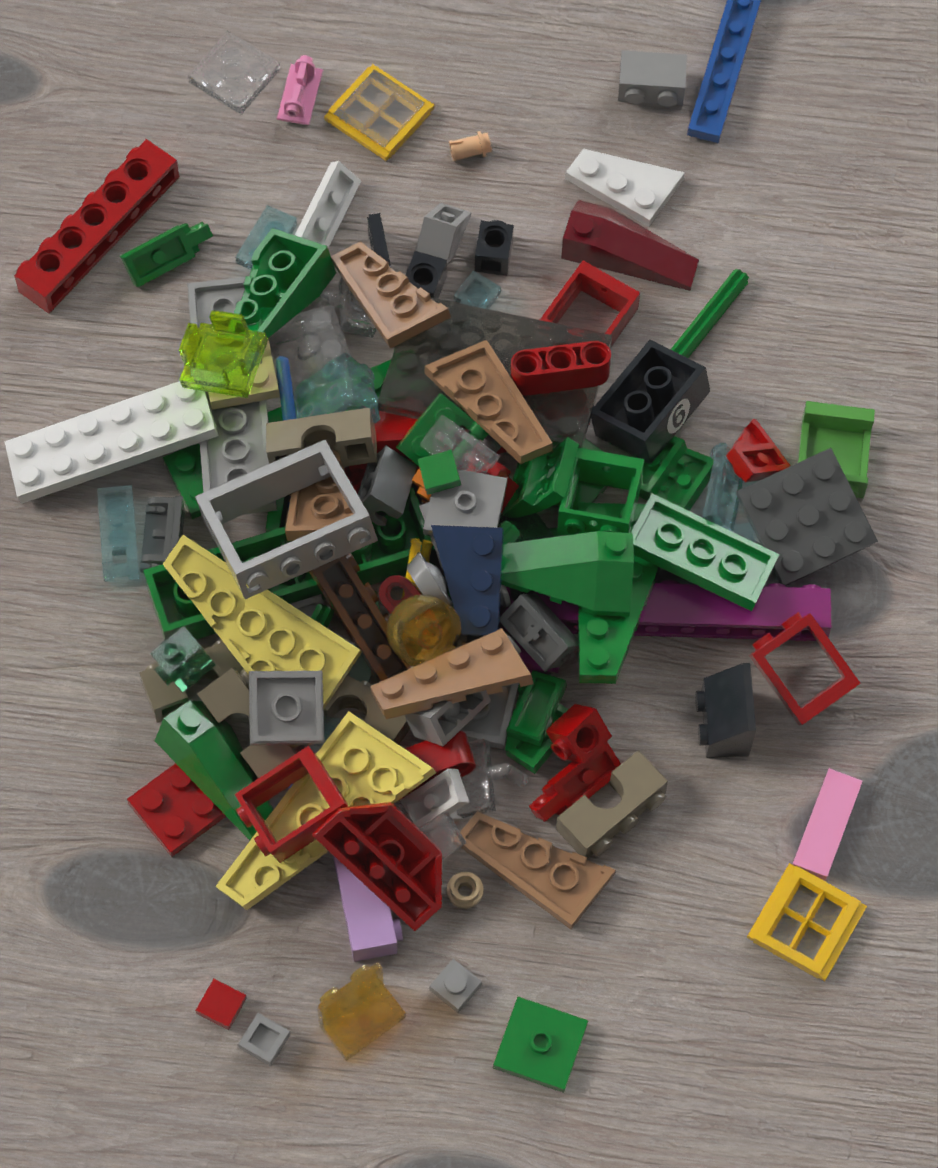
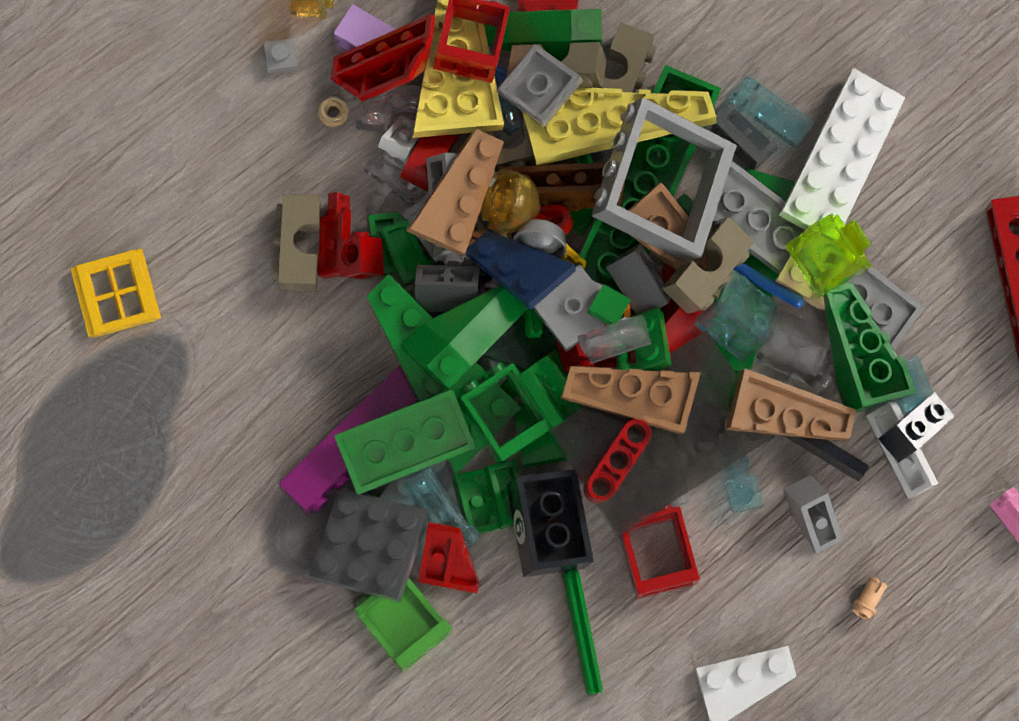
camera: 130 degrees right, 10 degrees up
(164, 252) = (964, 316): green hinge -> none
(181, 660) = (632, 54): clear green brick -> none
(306, 196) = (916, 427): none -> brick
(379, 112) = (957, 563): clear piece -> none
(430, 269) = (781, 477): black brick -> none
(494, 259) = (765, 524): black brick -> none
(540, 1044) = (197, 71): green plate -> none
(545, 874) = (305, 164): medium nougat wing -> none
(624, 247) = (701, 630): dark red wedge -> none
(727, 713) = (287, 365): black slope -> none
(827, 696) = (240, 429): red window -> none
(827, 823) = (162, 366): bright pink tile -> none

